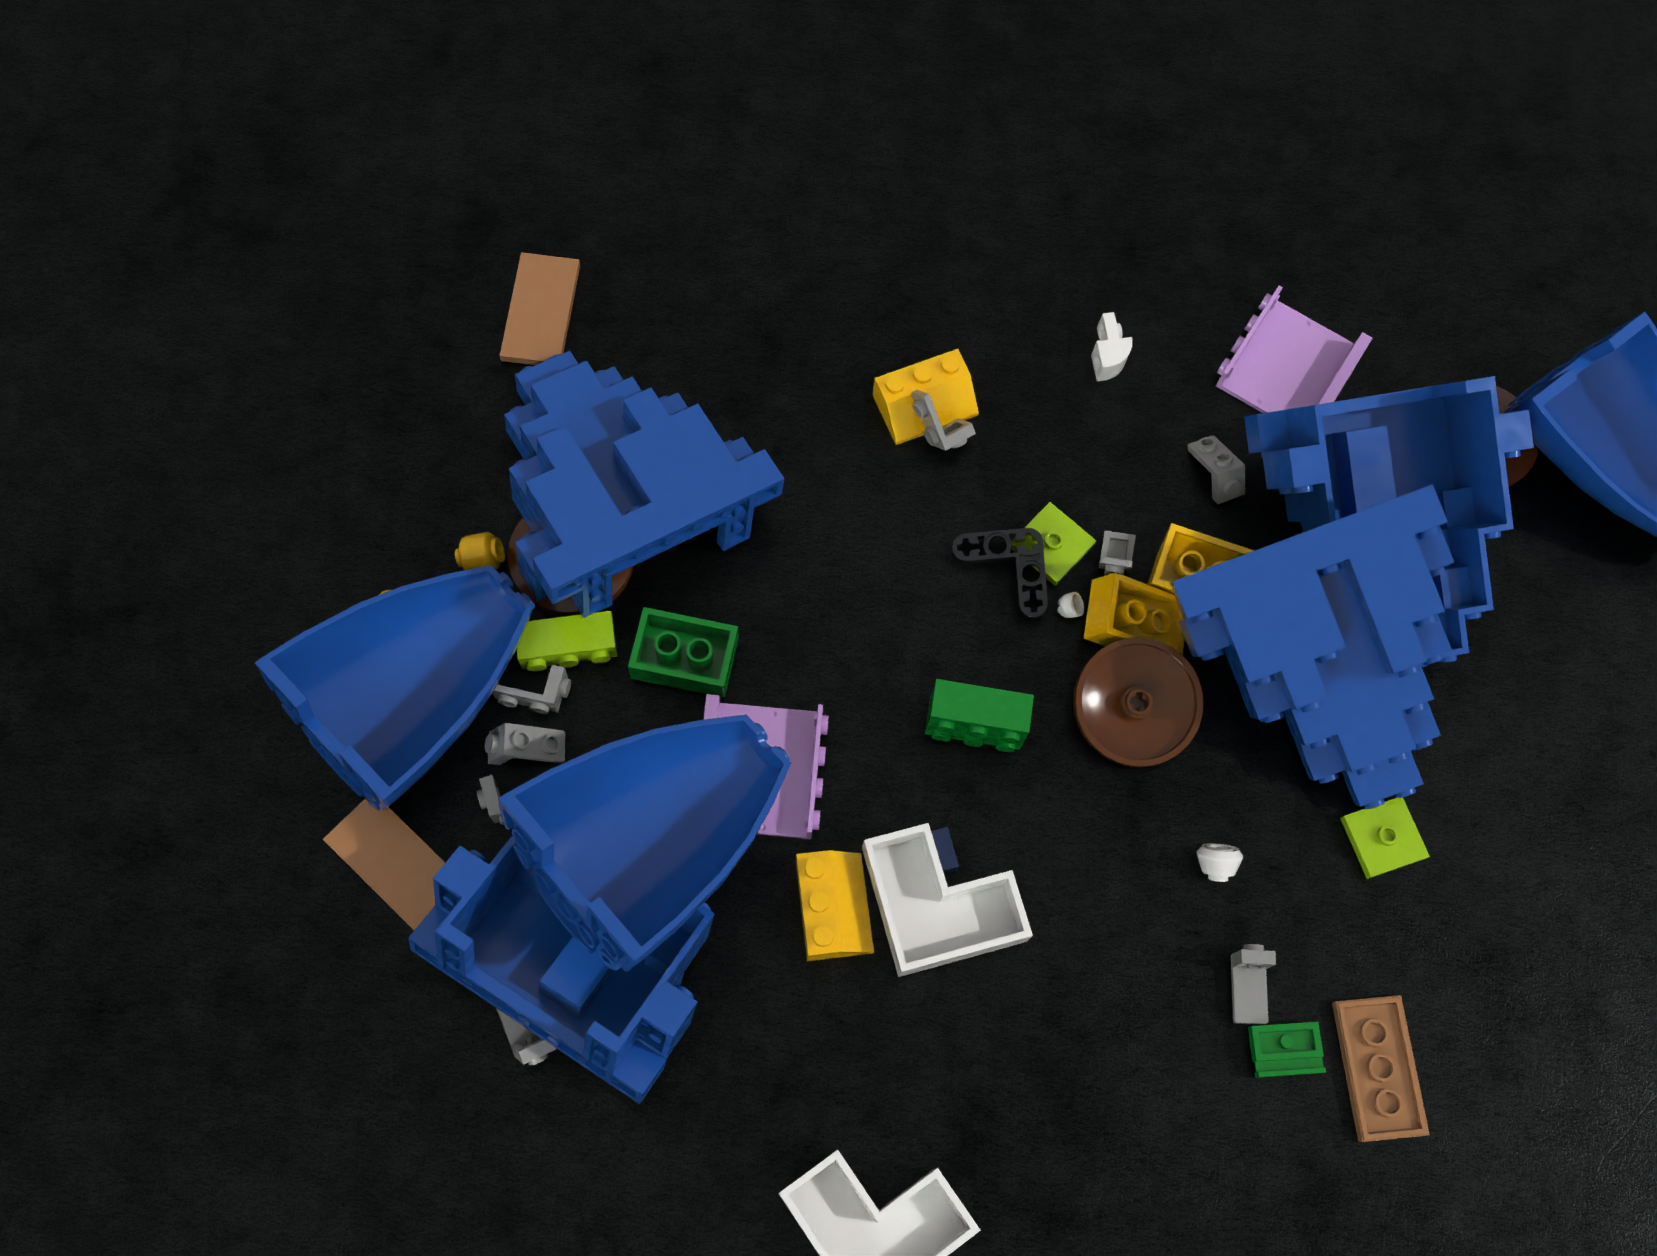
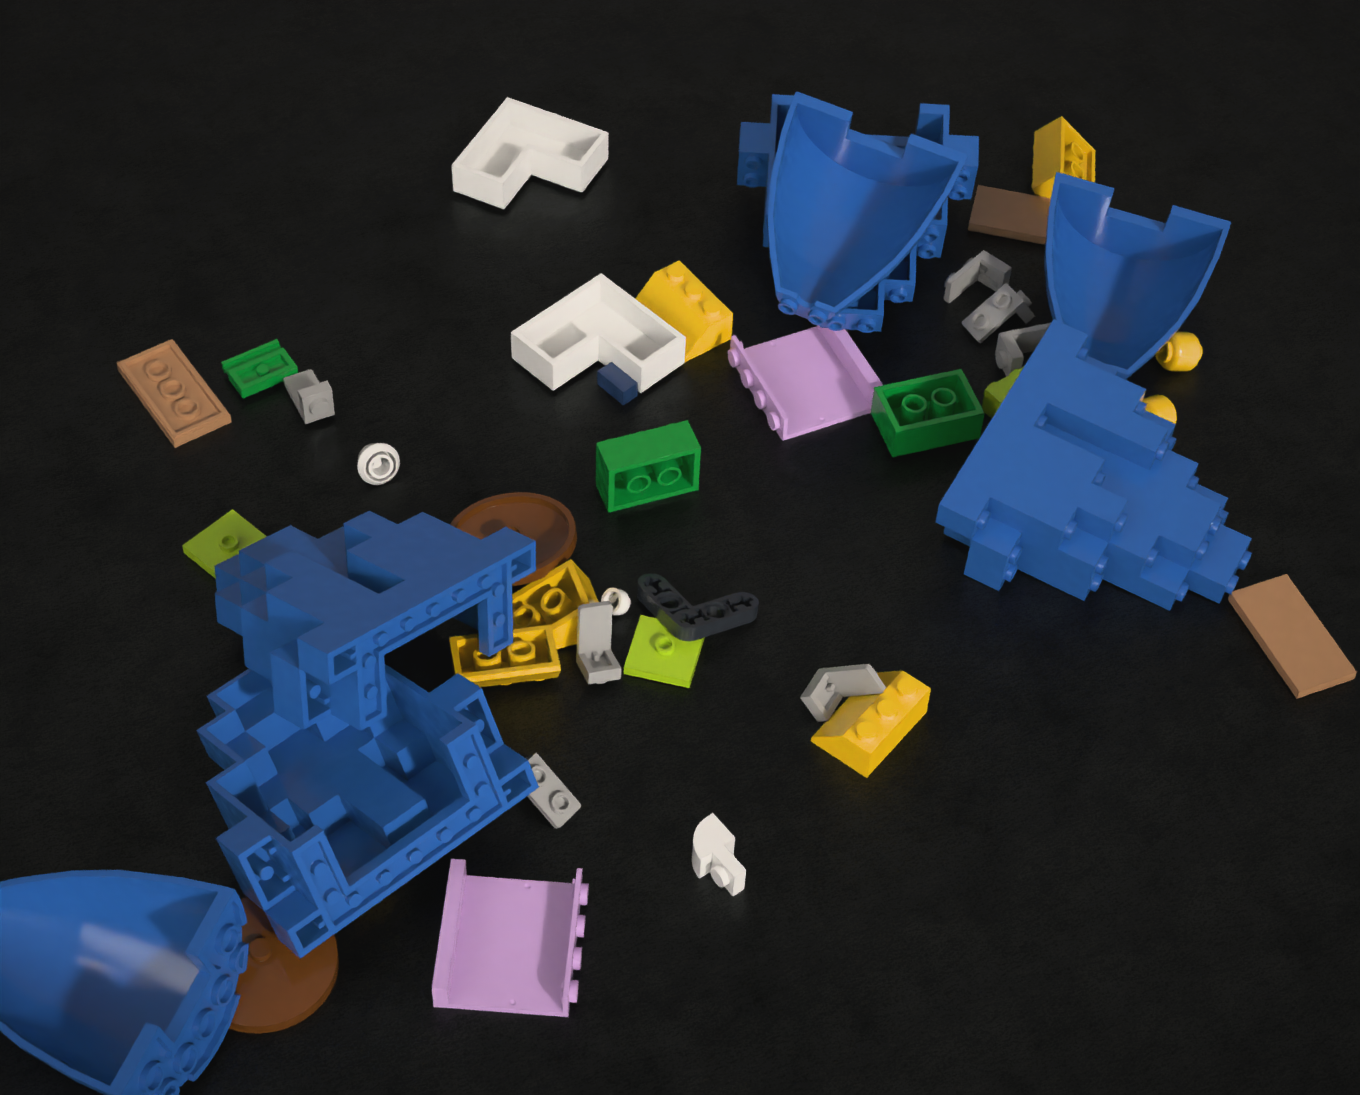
camera: 155 degrees right, 20 degrees down
(308, 906) = (1060, 150): none -> yellow slope

